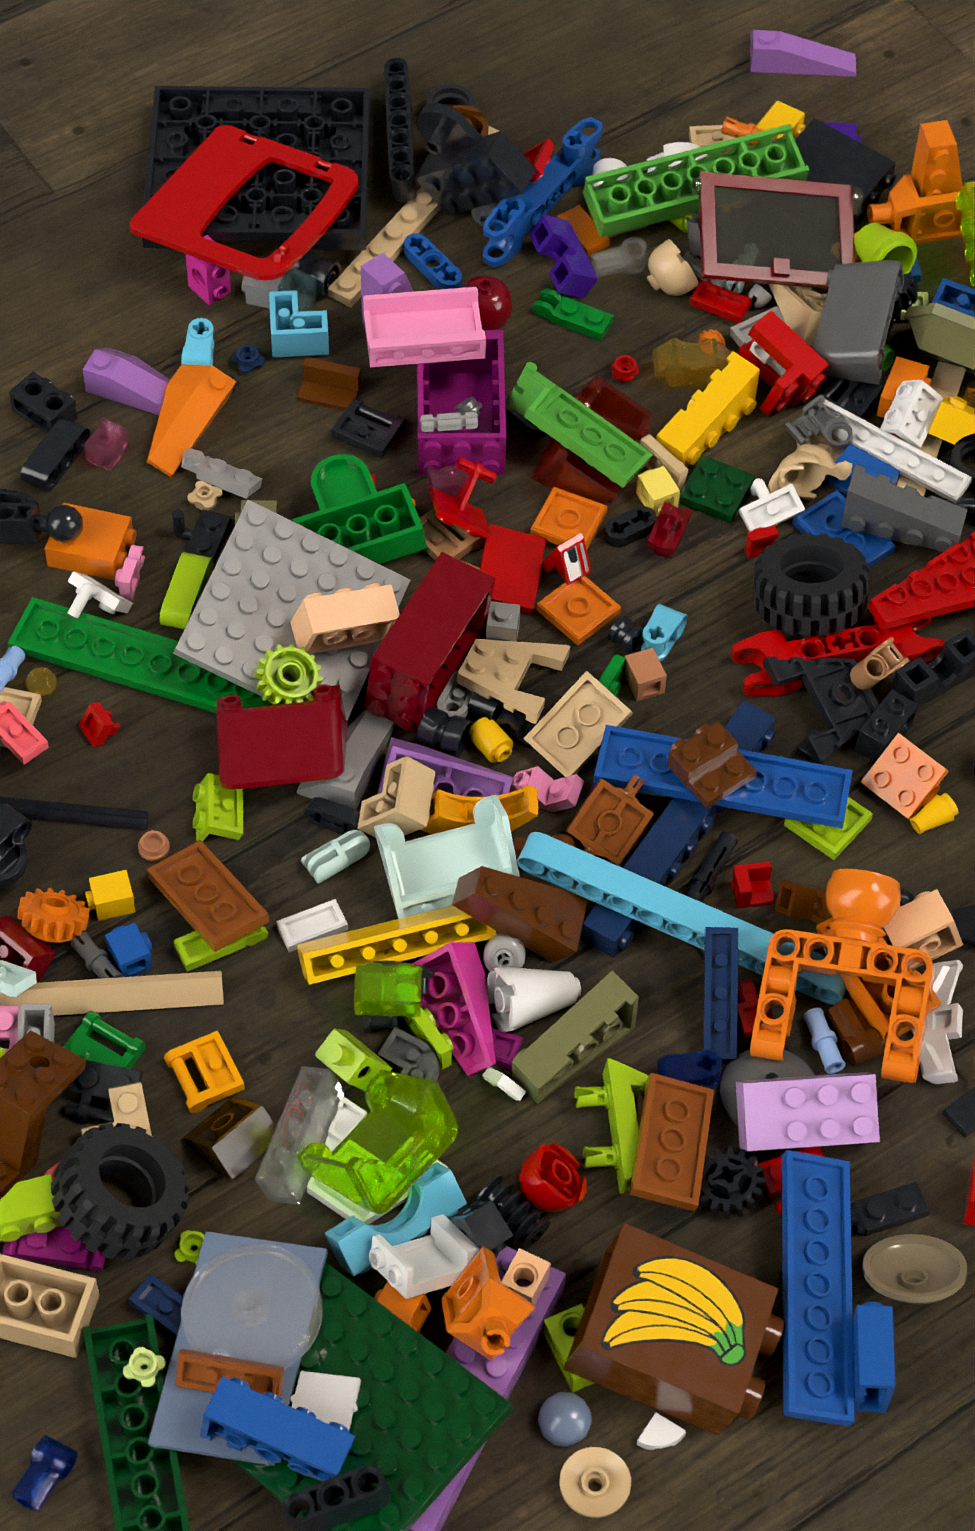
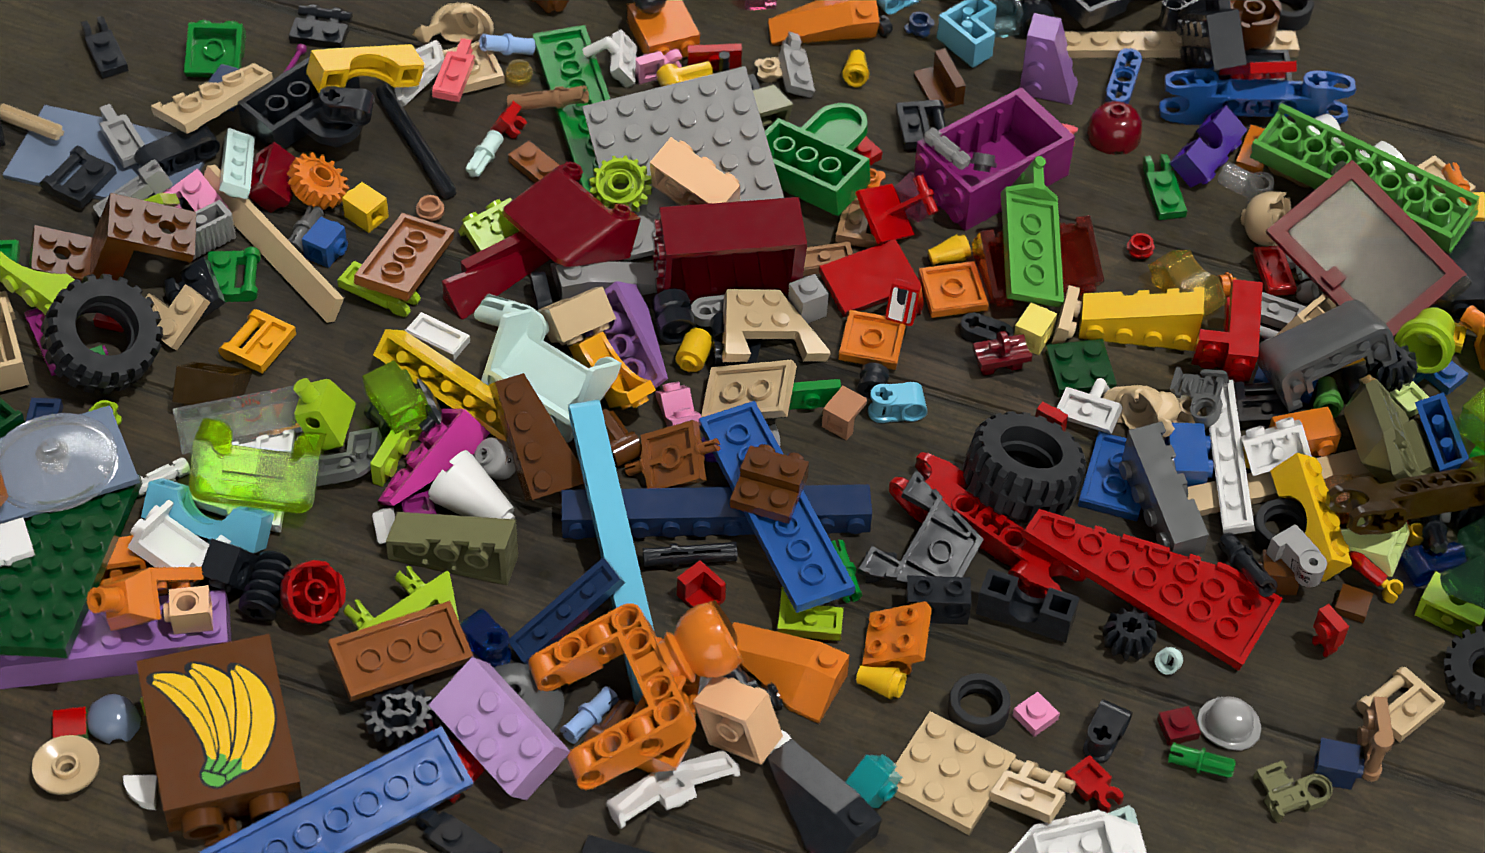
camera: 55 degrees right, 5 degrees down
(106, 676) = (557, 97): none -> medium nougat pin
(121, 765) = (484, 153): none -> light aqua axle
(158, 526) = (710, 53): none -> red plate
(161, 567) = (671, 74): none -> yellow piece
(169, 734) = (532, 161): none -> dark orange plate
(262, 433) = (856, 69): none -> yellow cone
(276, 843) = (491, 273): none -> dark red wedge
(309, 1228) = (179, 468): none -> white axle
(423, 327) = (1022, 86): bright pink panel -> none
(527, 493) = (951, 250): none -> yellow cone
(545, 1459) = (70, 722): none -> red tile
(881, 663) = (991, 554): medium nougat piece -> none
(894, 852) = (801, 668): none -> orange wedge

